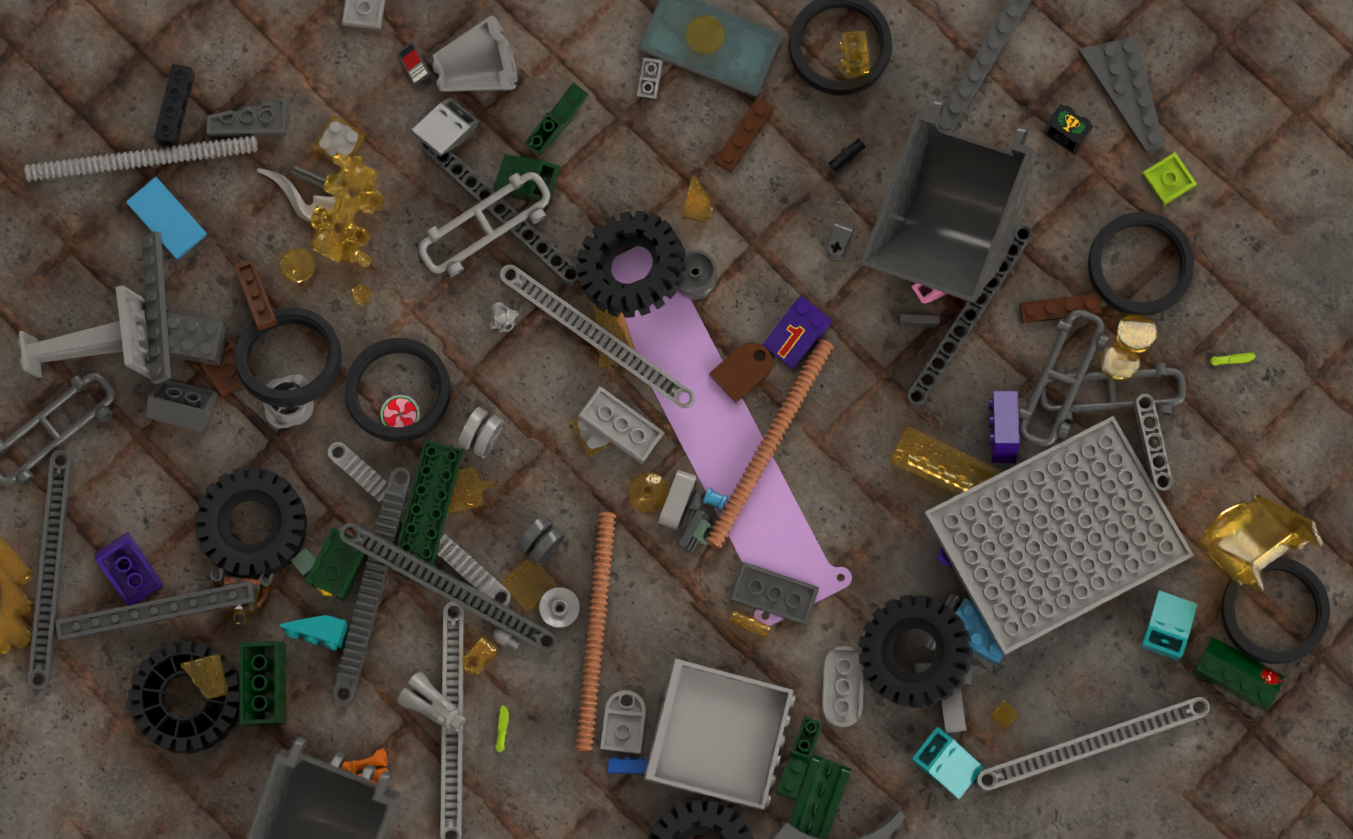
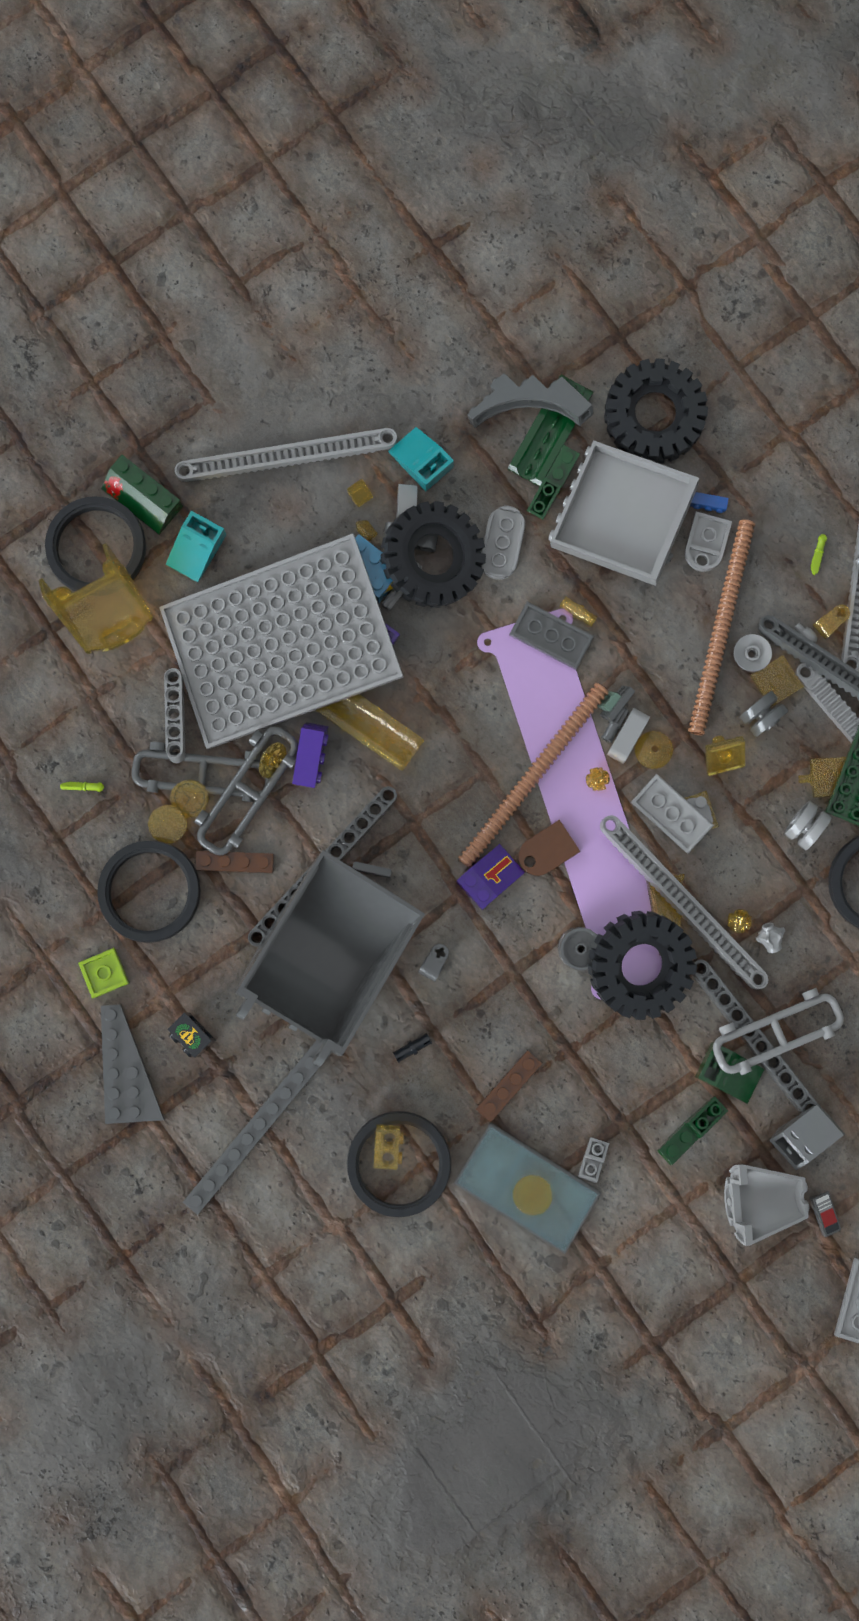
camera: 175 degrees left, 5 degrees up
(536, 328) = (739, 921): none -> clear yellow gear
(575, 493) = (725, 755): none -> clear yellow tile
(697, 203) = (566, 1022): clear yellow slope -> none
(703, 448) = (597, 779): none -> clear yellow gear
(715, 499) = (593, 730): dark azure bush -> none
(991, 675) = (366, 530): none -> clear yellow slope
(1043, 411) = (271, 759): none -> clear yellow dish

